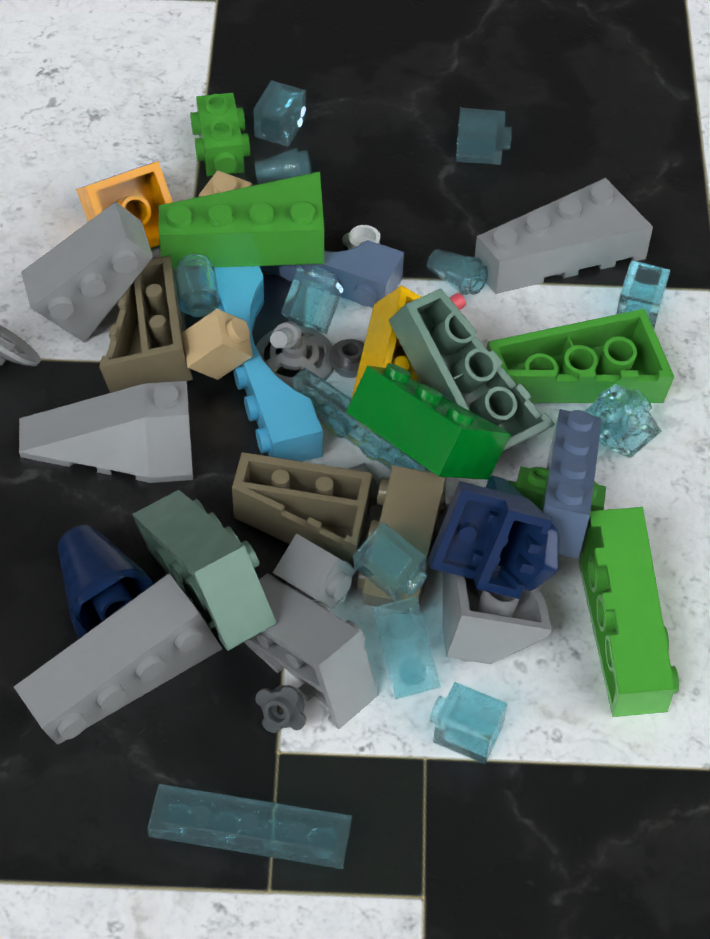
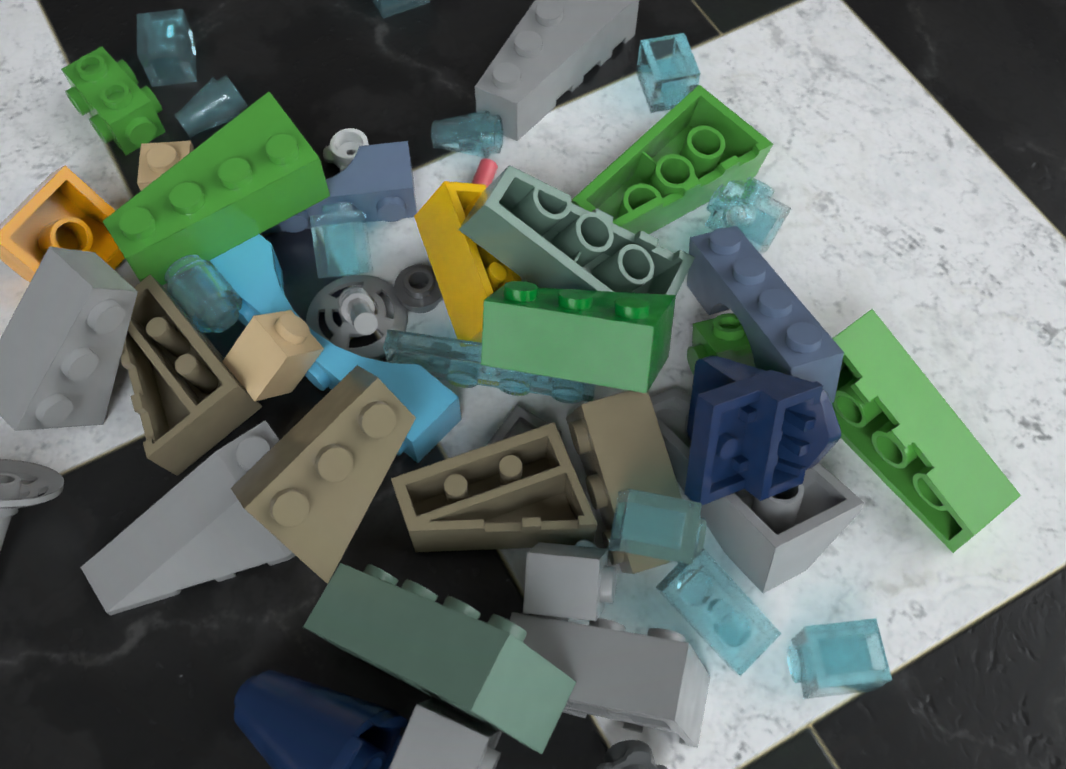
camera: 30 degrees left, 10 degrees up
(204, 426) = (327, 470): none -> dark tan wedge

